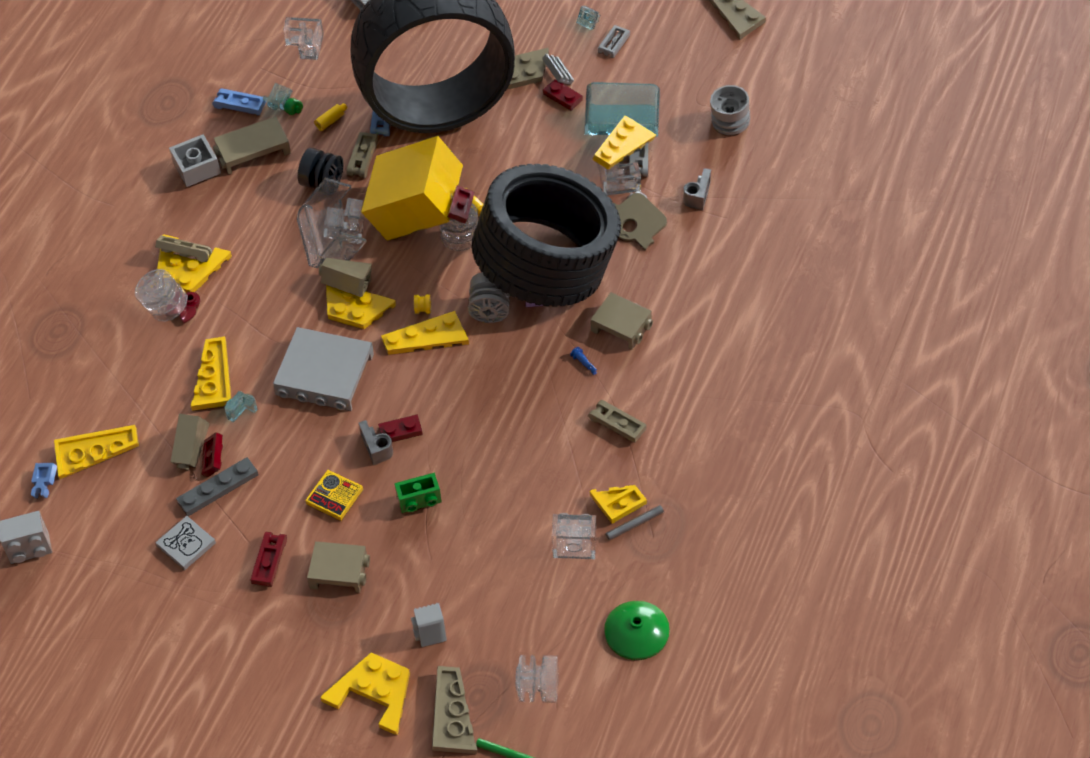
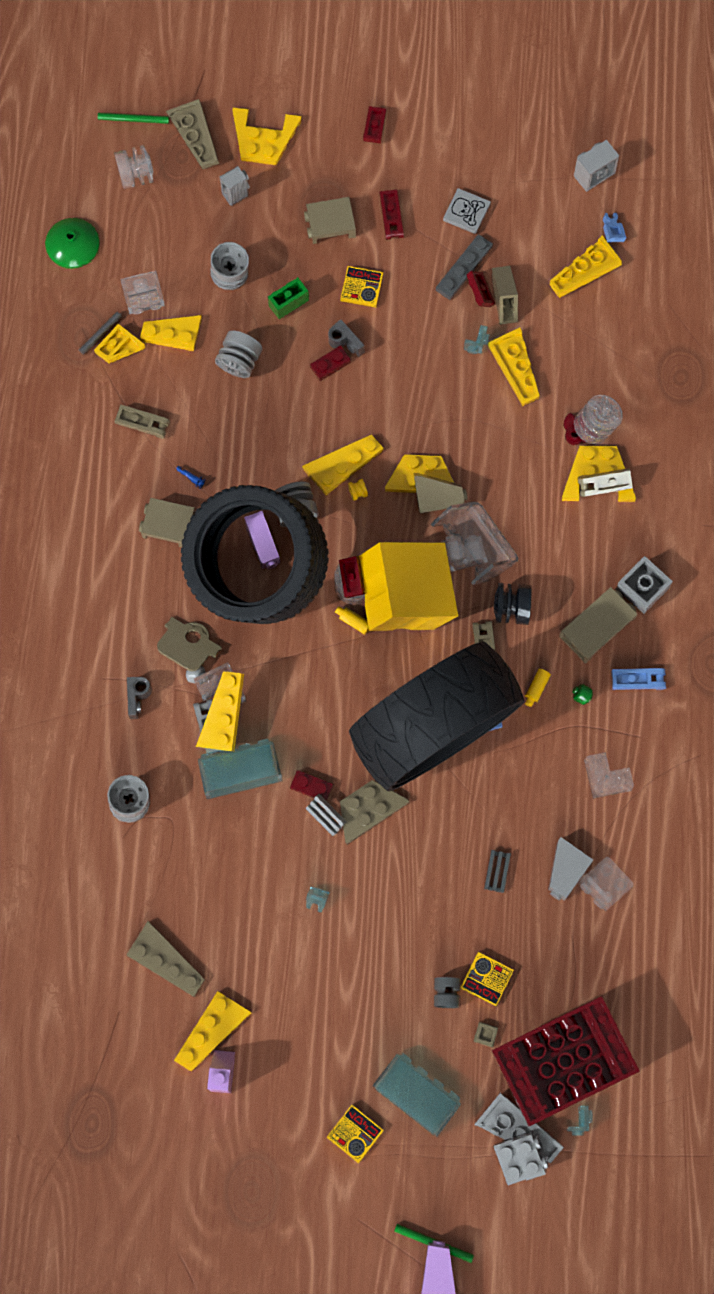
camera: 160 degrees right, 20 degrees up
(241, 663) = (374, 124): none -> dark red plate
(278, 97) = (600, 692): clear light blue bracket -> none
(322, 368) = (420, 397): light grey panel -> none
(468, 539) = (232, 257): none -> light grey wheel
(493, 447) = (238, 354): none -> light grey wheel
(551, 499) = (174, 332): none -> yellow wing
(610, 50) = (277, 893): light grey tile -> none

